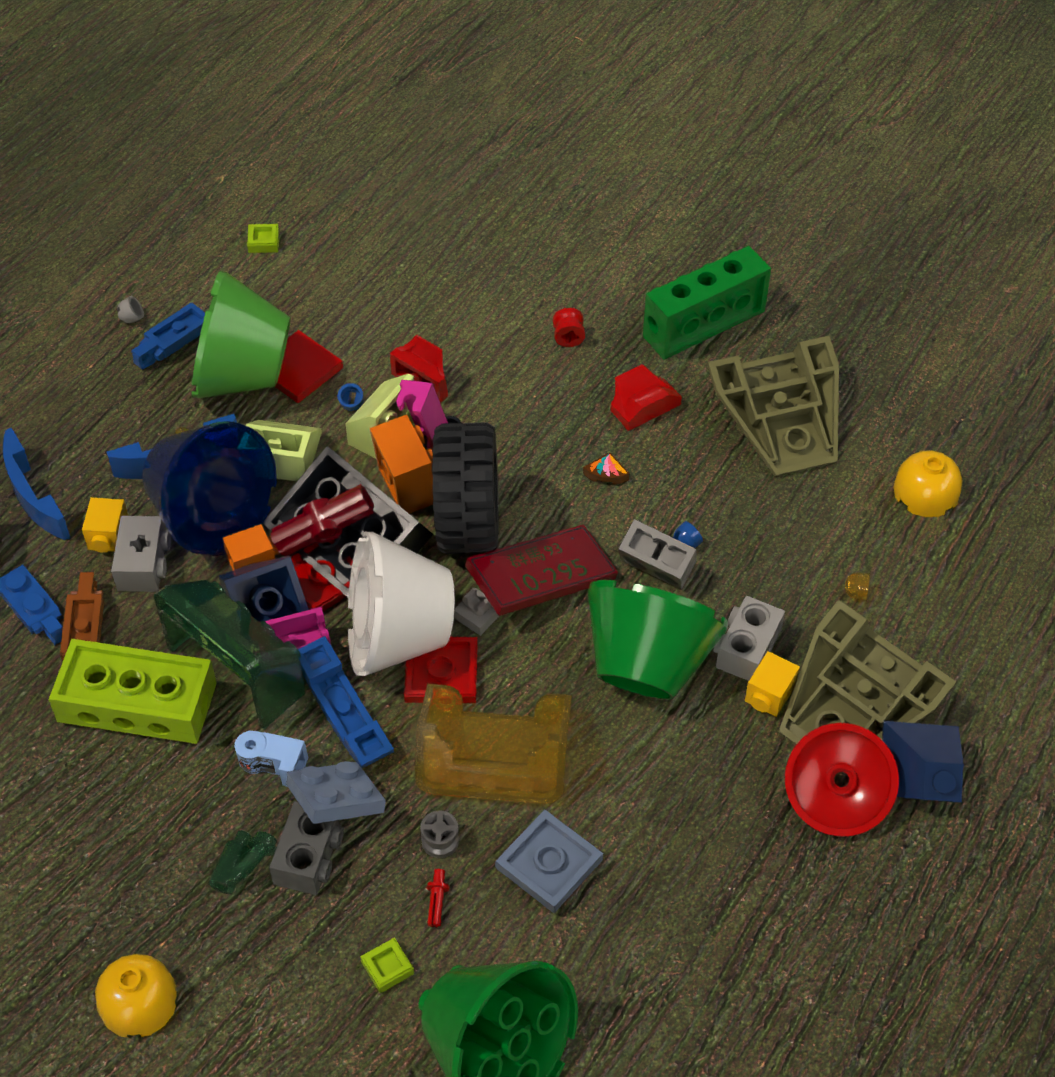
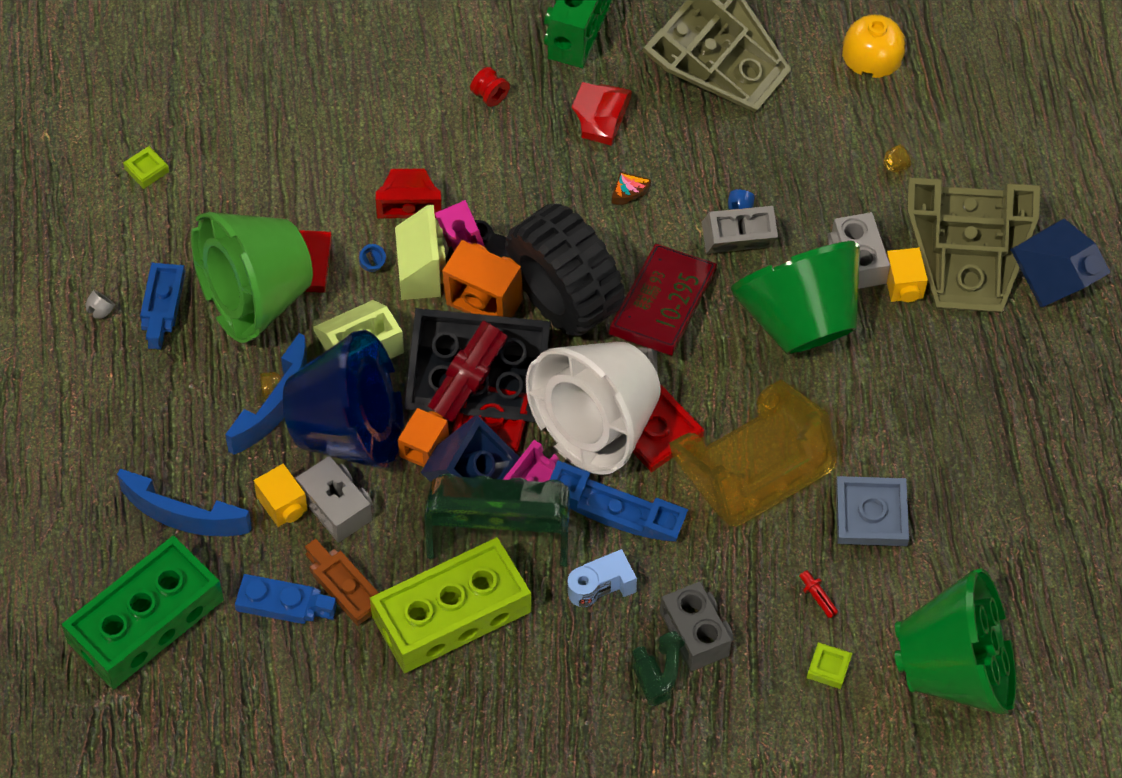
camera: 40 degrees left, 5 degrees up
(335, 792) = (682, 569): sand blue plate -> none
(439, 824) = (781, 539): flat silver wheel -> none
(870, 787) = (1038, 309): red dish -> none

